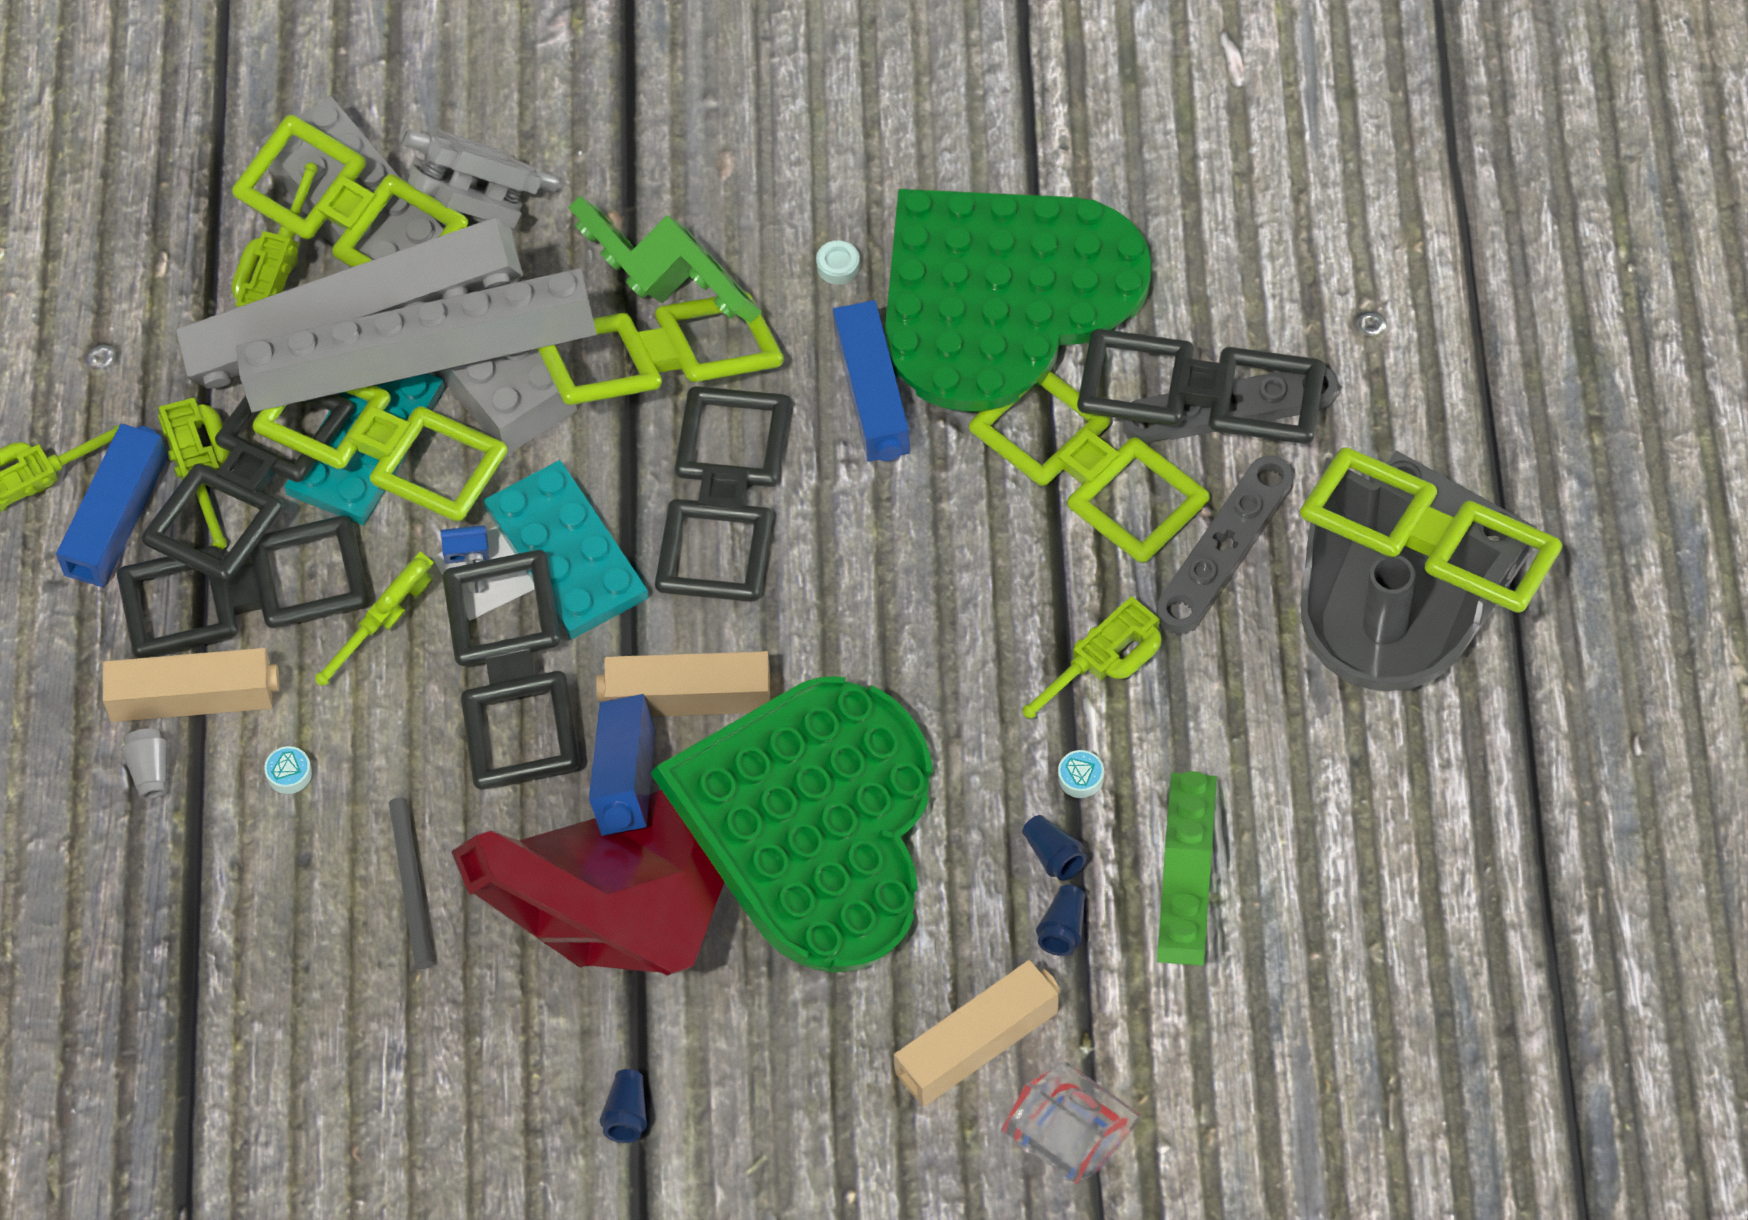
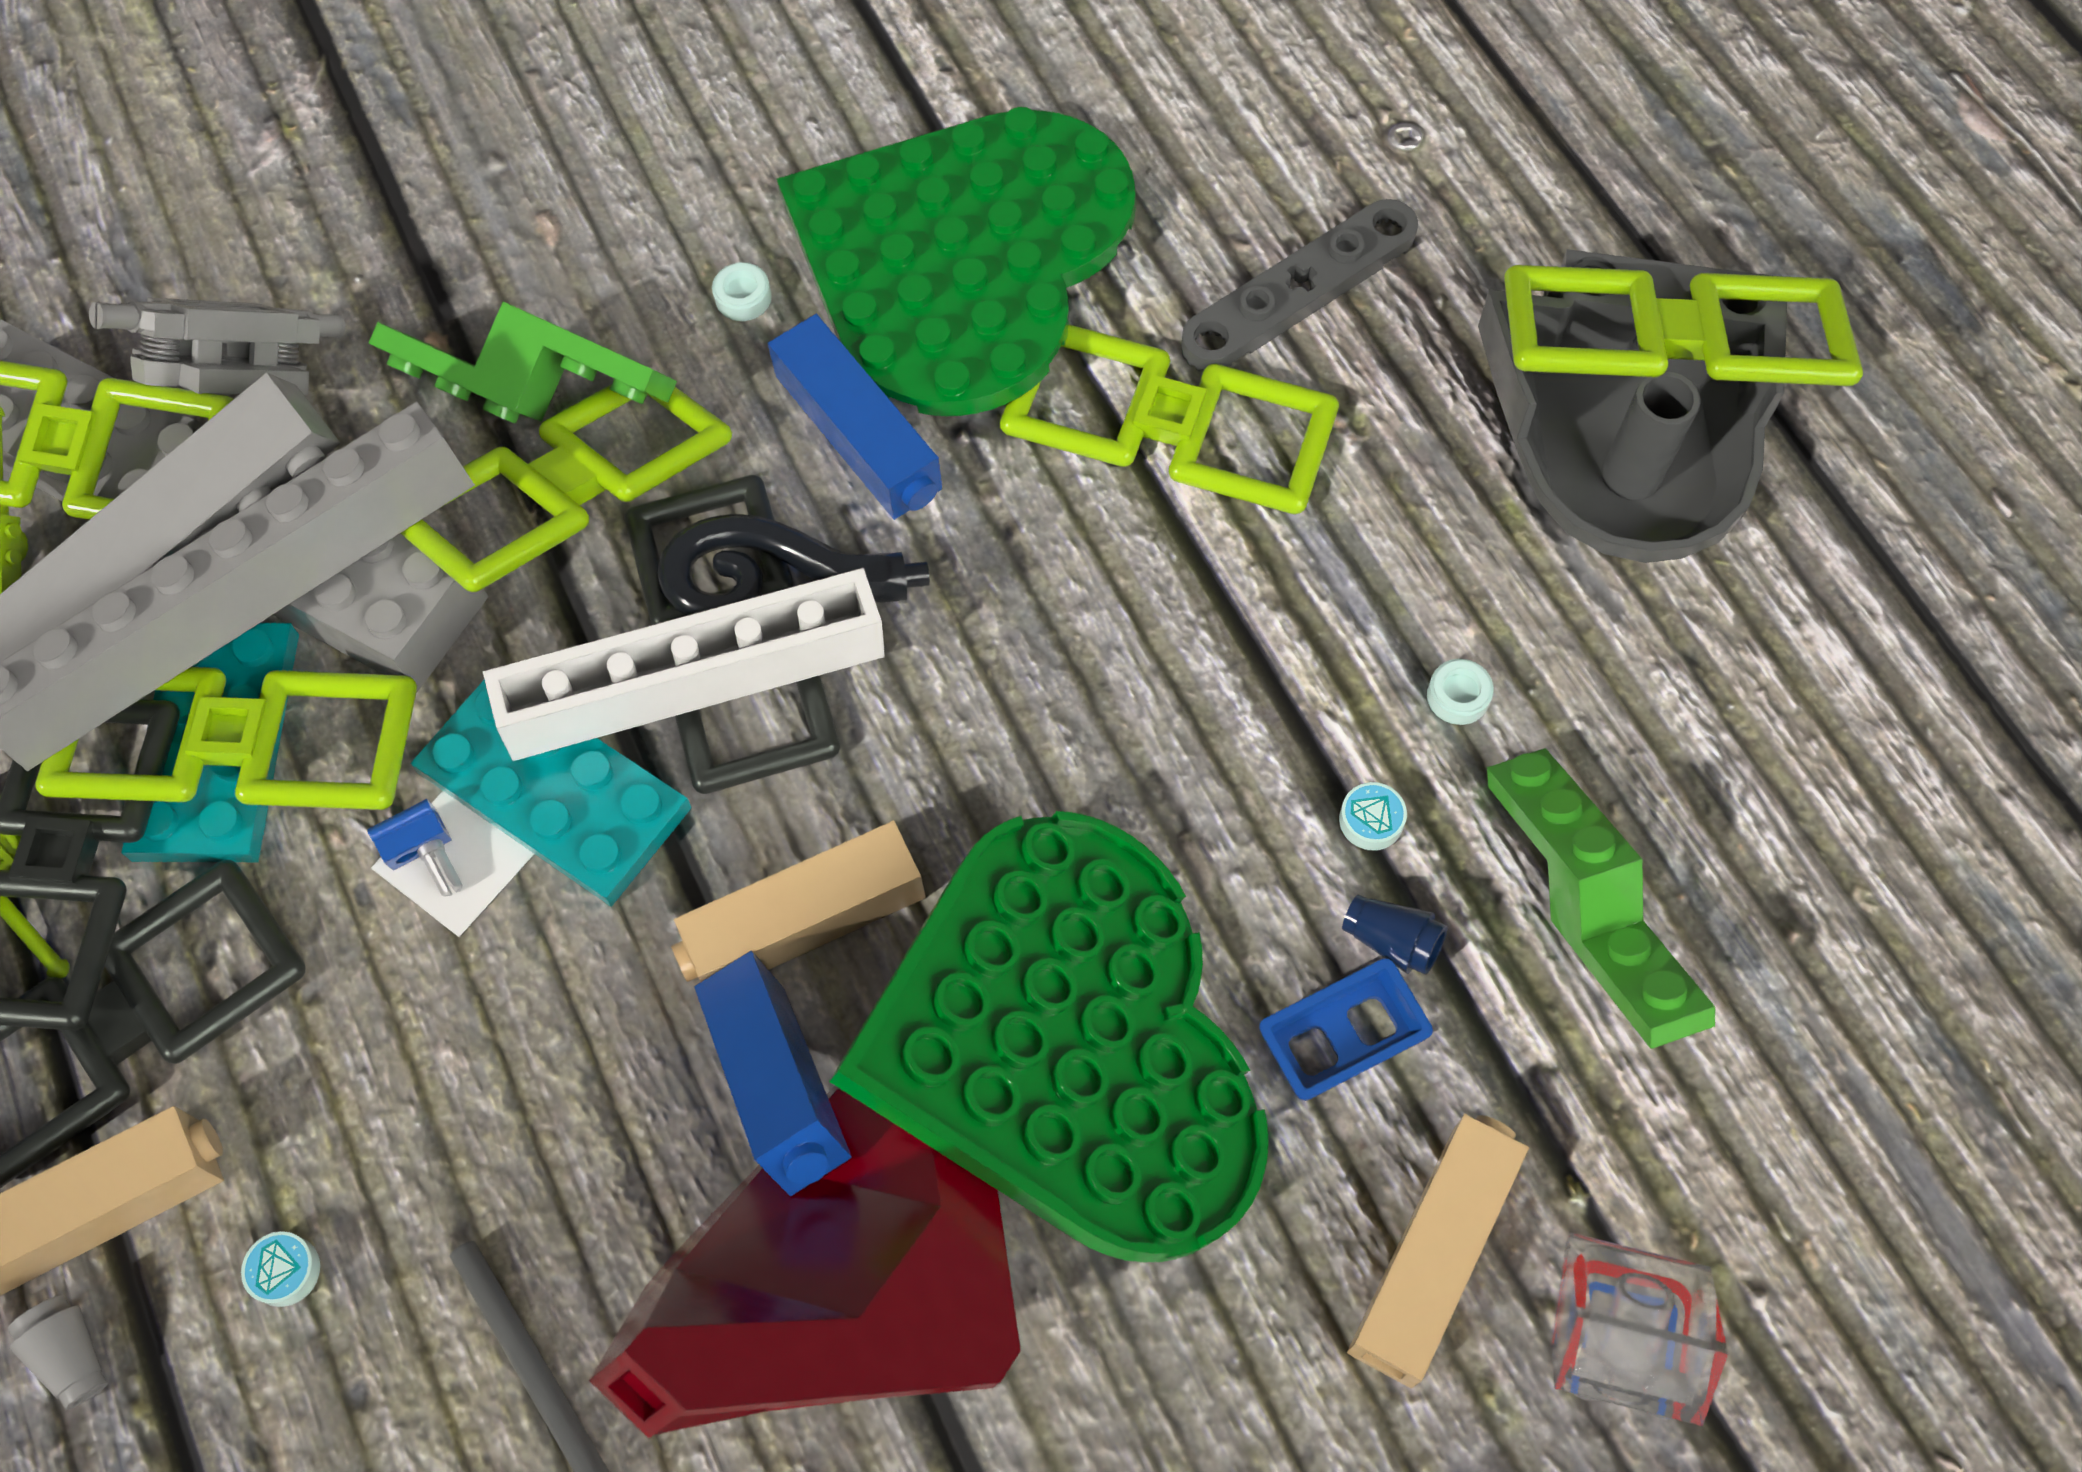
camera: 25 degrees left, 5 degrees up
(384, 612) = (332, 976): lime piece -> none
(510, 669) = (547, 990): pearl dark grey bar -> none
(682, 503) = (684, 664): none -> white brick
(818, 488) = (885, 572): none -> black plant
(988, 878) = (1328, 1013): none -> blue piece
(1062, 922) = (1463, 1033): dark blue cone -> none
(1101, 648) = (1312, 644): lime piece -> none
(1183, 720) = (1460, 691): none -> light aqua tile
(1201, 385) = (1263, 270): pearl dark grey bar -> none
(1207, 568) = (1387, 489): dark grey piece -> none

